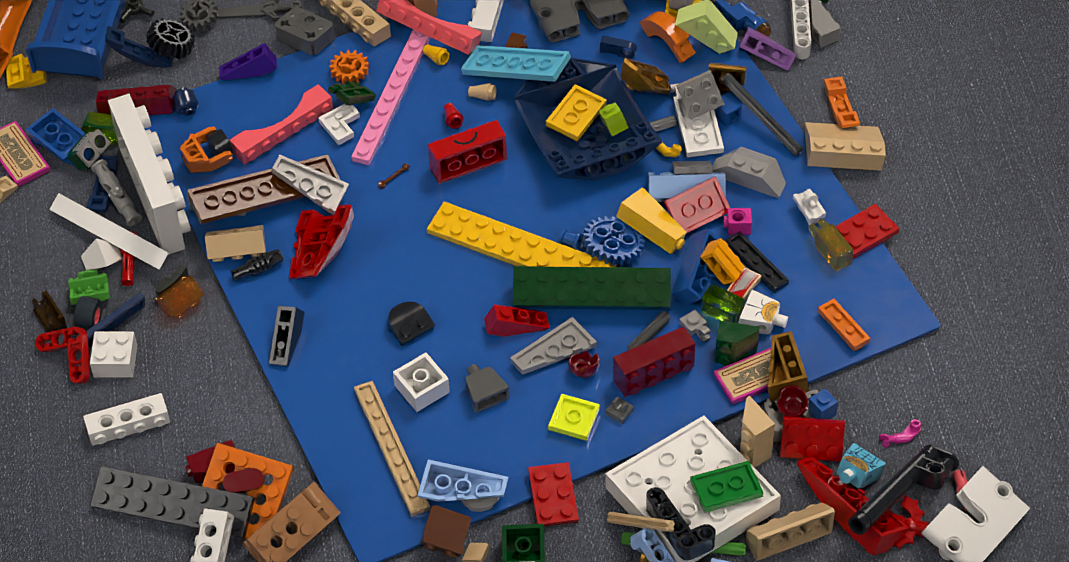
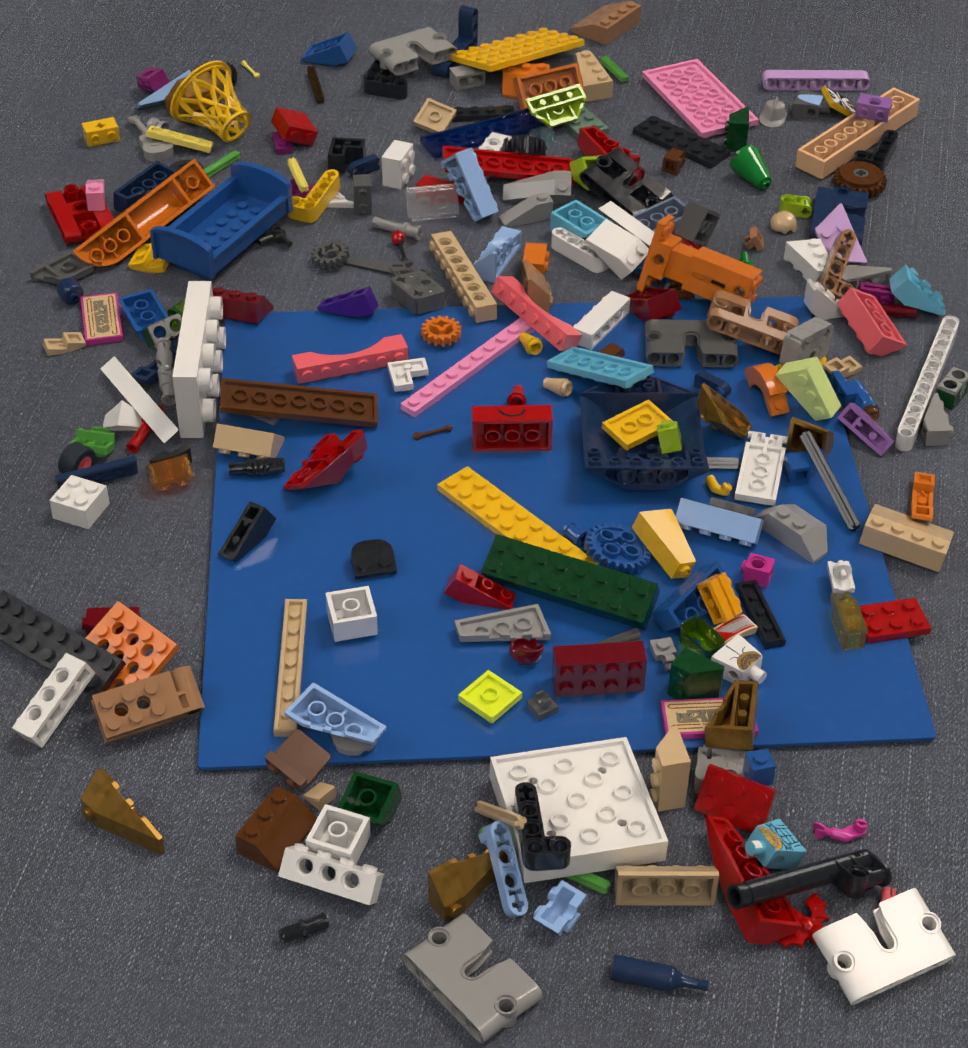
camera: 20 degrees right, 10 degrees down
(48, 313) = (44, 453): dark brown hinge -> none
(73, 346) = (40, 503): red beam -> none
(118, 417) = (56, 560): white brick -> none
(134, 50) = (253, 266): dark blue slope -> none
(170, 38) = (291, 265): black gear -> none
(185, 101) = (273, 316): dark blue head -> none
(195, 157) = (252, 362): orange piece -> none
(244, 480) = (123, 643): dark red tile -> none
(315, 185) = (344, 409): light grey wing -> none
(352, 93) = (430, 351): dark green plate -> none
(485, 387) = (413, 641): dark grey torso -> none
(553, 494) = (429, 763): red plate -> none
(698, 205) = (720, 540): plate -> none
(700, 94) = (770, 441): light grey plate -> none
(726, 486) = (612, 812): green tile -> none
(792, 401) = (728, 752): dark red hair -> none
(844, 324) = (825, 701): orange plate -> none

